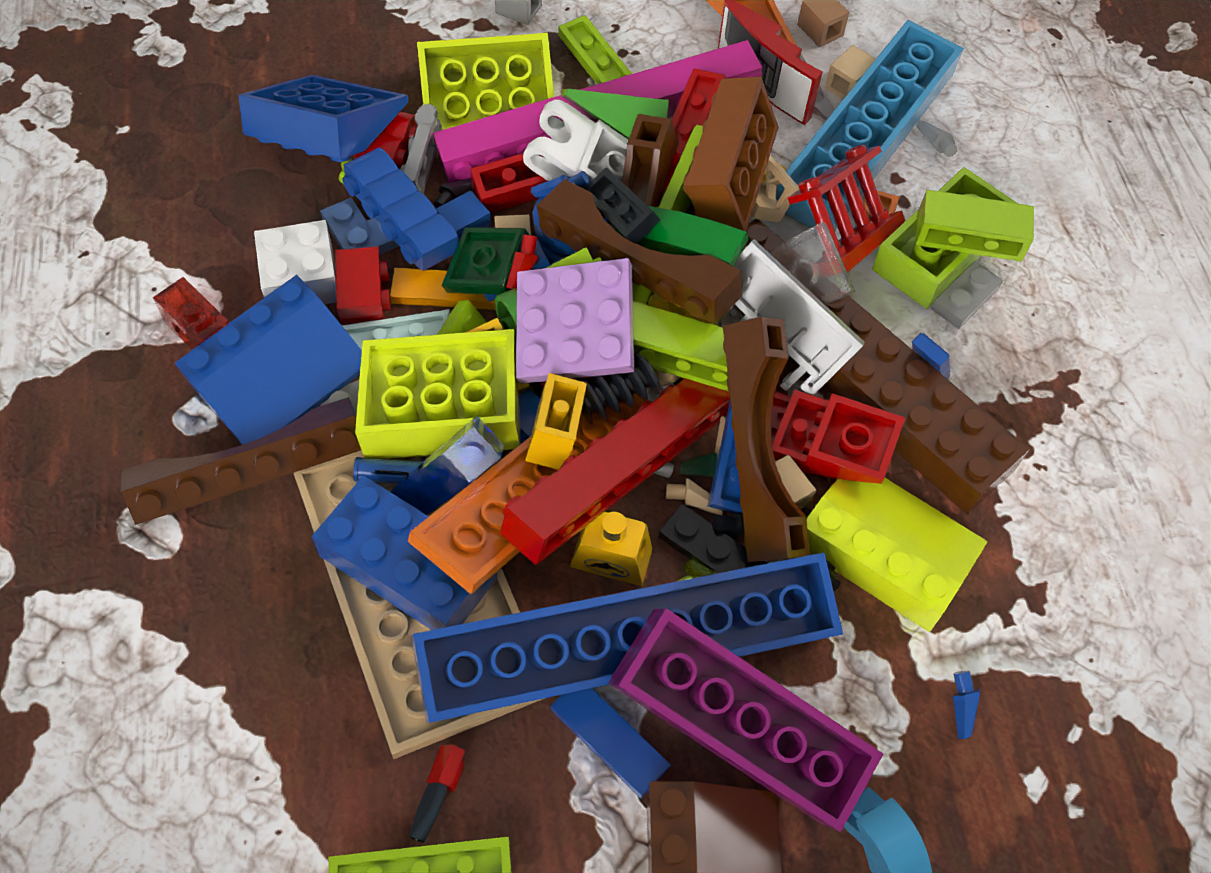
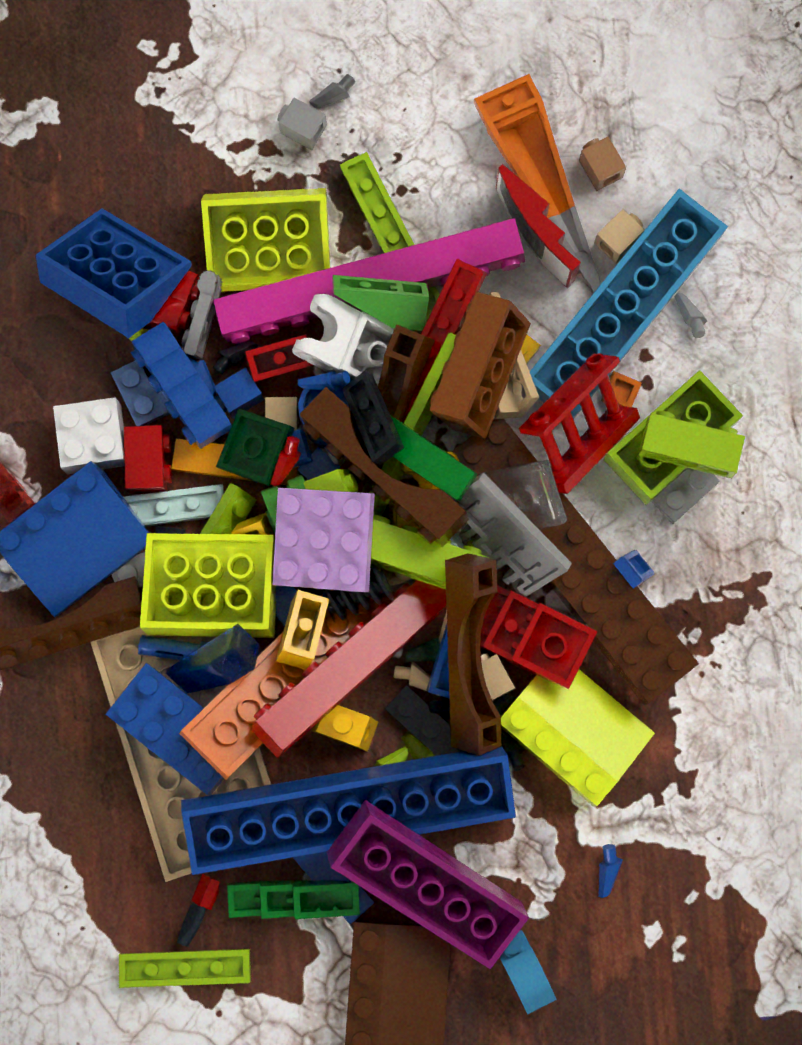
camera: 10 degrees right, 20 degrees up
(564, 765) = (293, 899): none -> green slope

